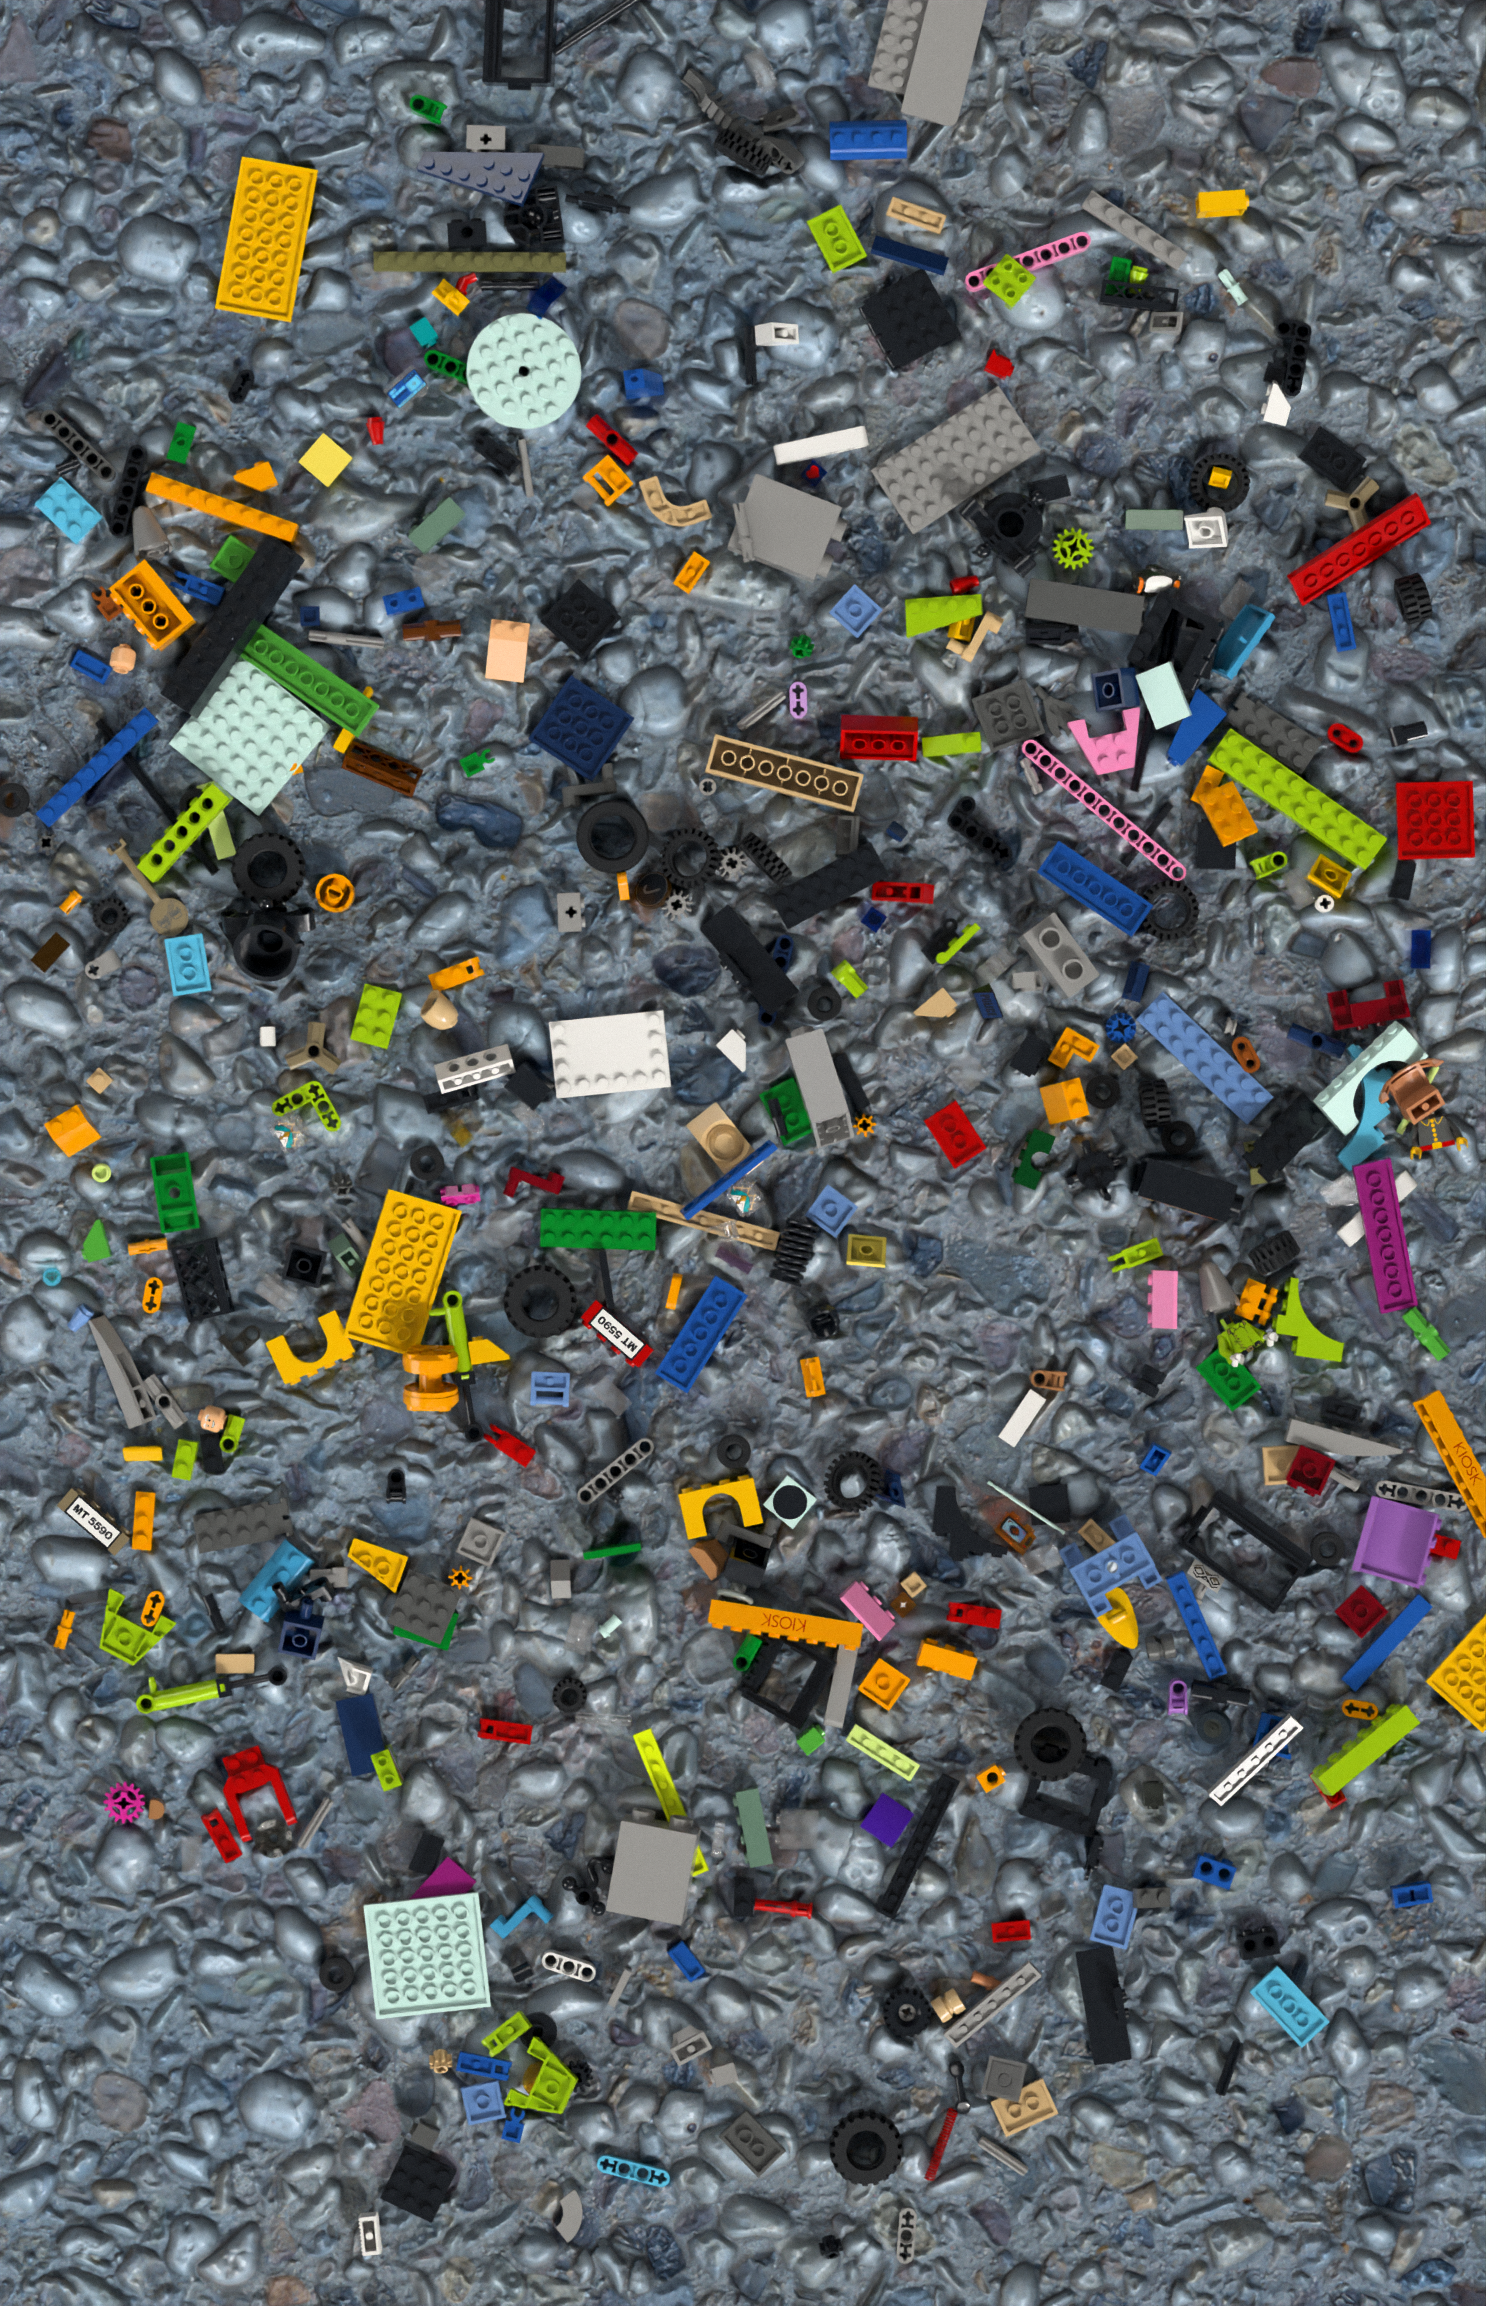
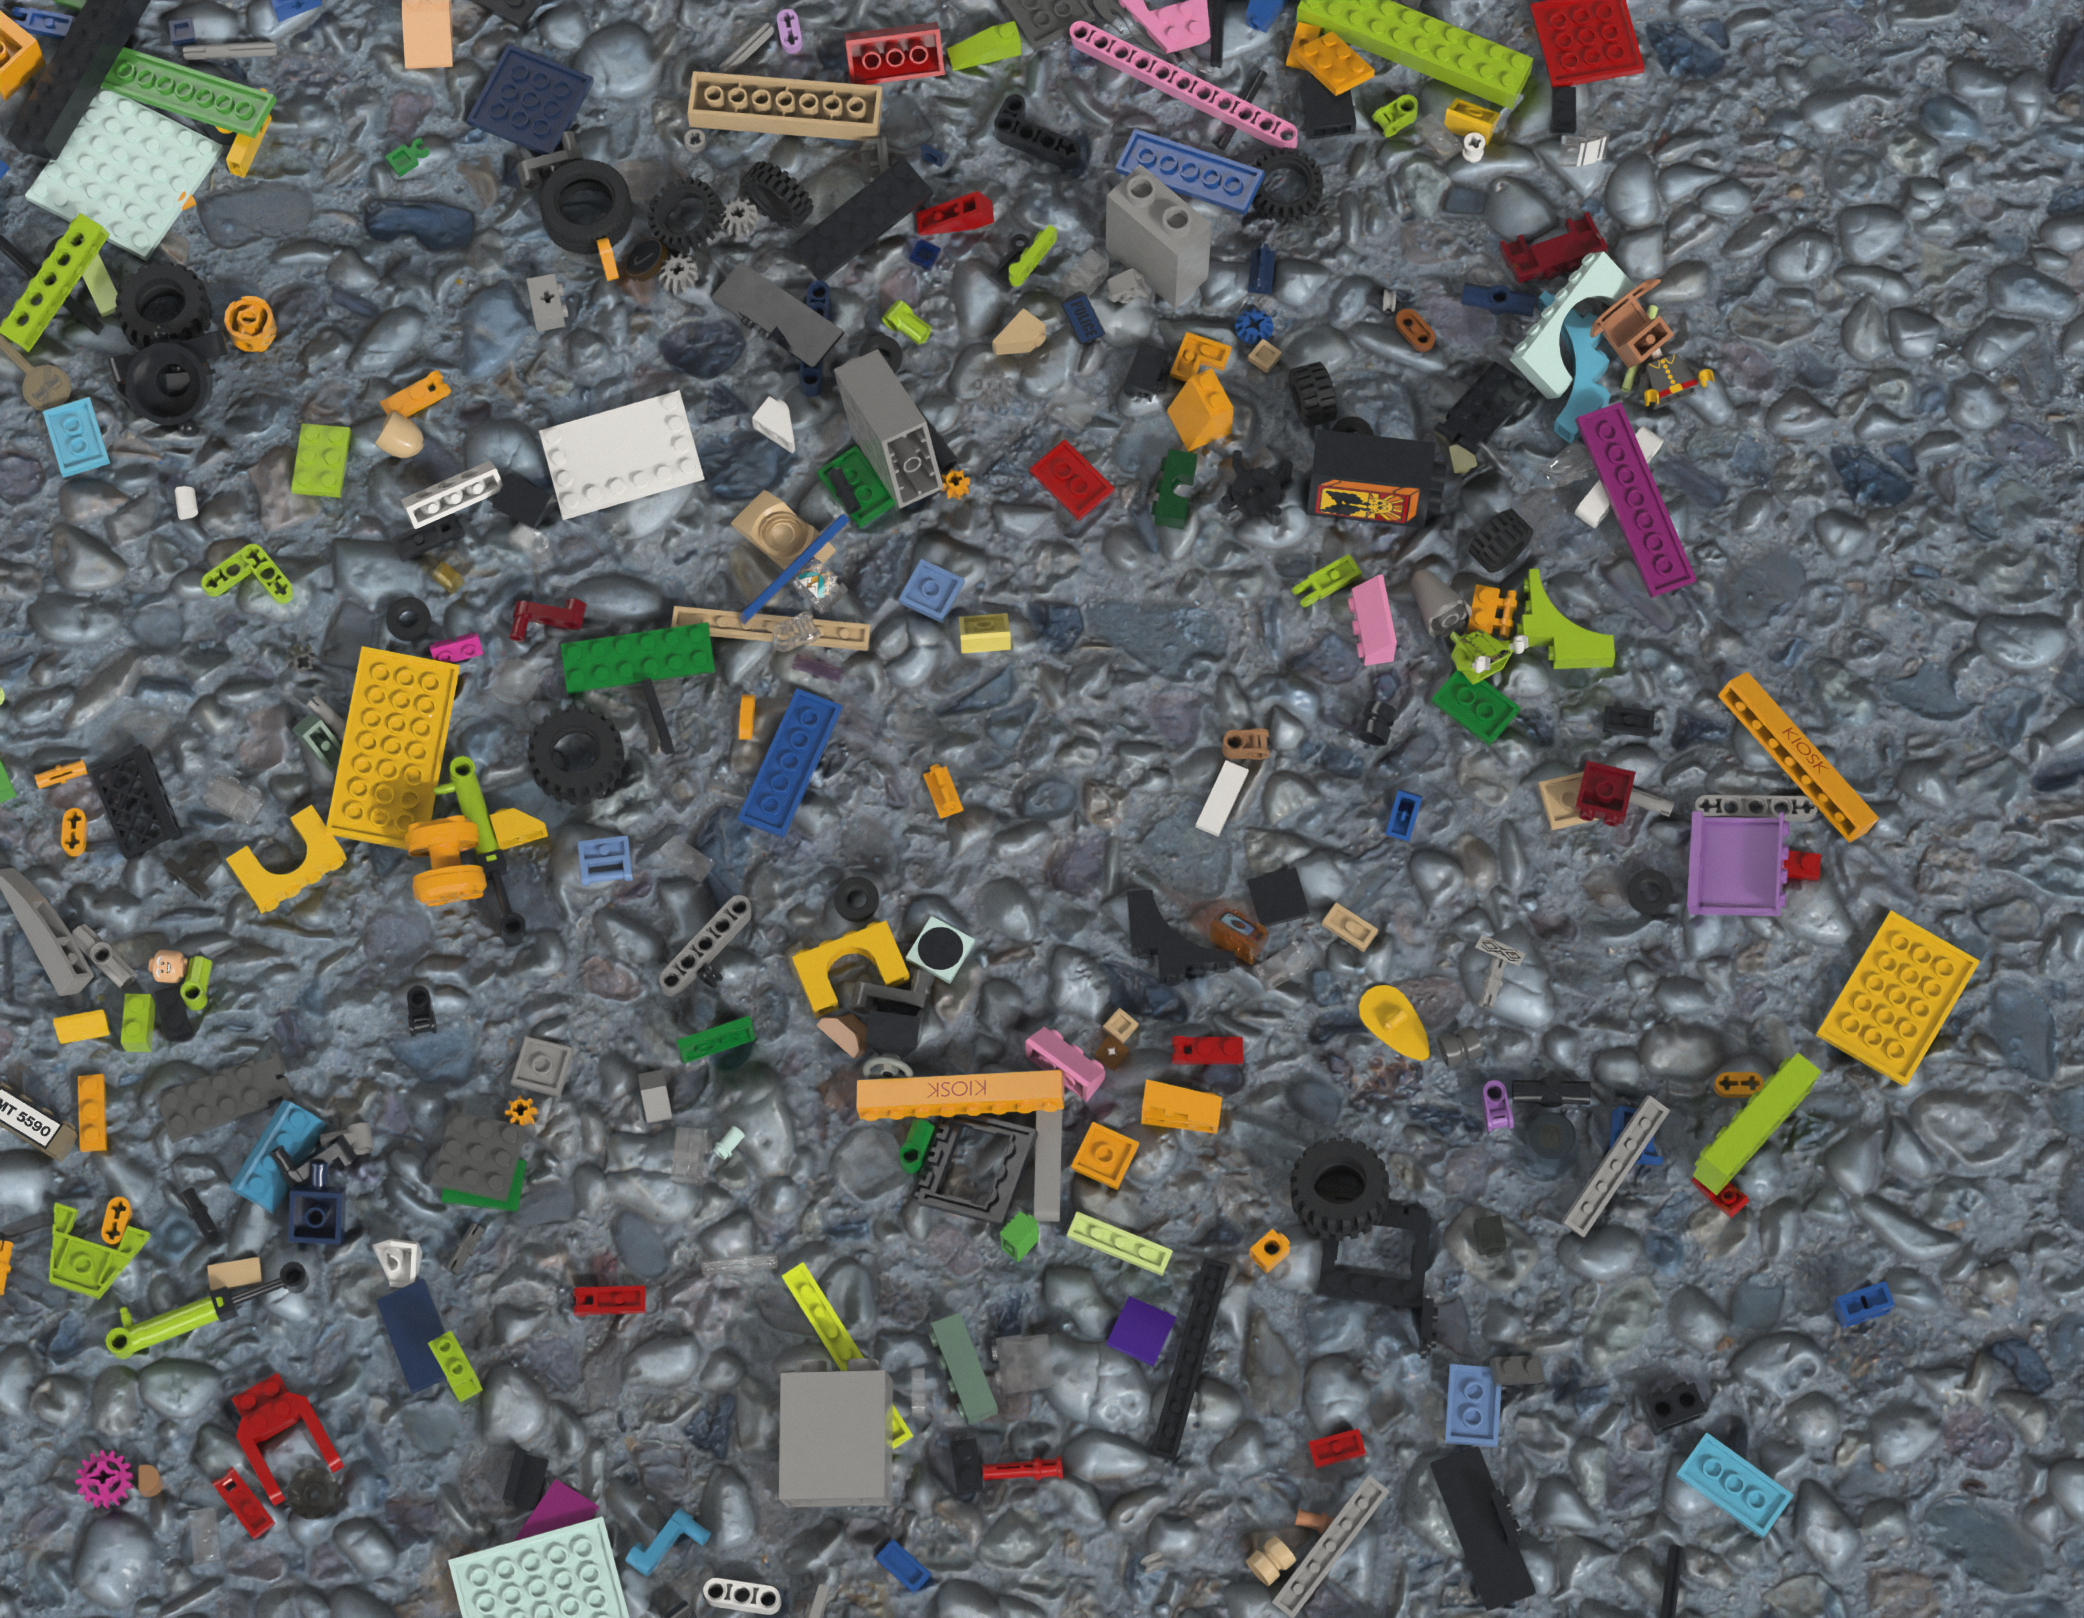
camera: 10 degrees left, 20 degrees down
(179, 1212) = (91, 725): green piece -> none
(290, 1132) = (227, 604): clear brick -> none
(304, 1265) = (265, 756): black slope -> none
(314, 1038) = (247, 496): dark tan piece -> none
(315, 1822) = (368, 1465): light grey axle -> none
(379, 1561) = (411, 1111): yellow wing -> none
(380, 771) = (291, 183): reddish brown fence -> none
(431, 630) = (332, 23): reddish brown piece -> none
(511, 1446) = (564, 940): red hinge -> none
(570, 1884) = (727, 1486): black piece -> none
(581, 1695) = (689, 1224): black tyre -> none
(617, 1333) = (681, 778): brick -> none
(795, 1252) = (886, 645): black piece -> none
(822, 1321) = (943, 720): black hair -> none
(868, 1494) = (1032, 914): black tyre -> none
(892, 1489) = (1066, 911): dark blue slope -> none
(913, 2023) = (1231, 1571): black bush -> none
(1026, 1507) = (1248, 903): light aqua piece -> none
(1031, 776) = (1087, 67): light grey axle -> none
(1091, 1091) = (1248, 387): black tyre -> none
(1092, 1573) = (1352, 961): medium blue piece -> none
(1116, 1670) = (1408, 1089): black plate -> none
(1196, 1625) = (1500, 1010): blue tile -> none
(1204, 1058) = (1365, 344): medium blue plate -> none
(1212, 1875) = (1593, 1329): blue brick -> none
(1260, 1531) = (1562, 879): black piece -> none
(1336, 1441) = (1643, 758): light grey slope -> none
(1360, 1611) = (1711, 960): dark red plate -> none
(1386, 1642) = (1754, 996): blue tile -> none
(1420, 949) = (1603, 179): clear blue plate -> none
(1426, 1333) = (1715, 612): bright green piece -> none

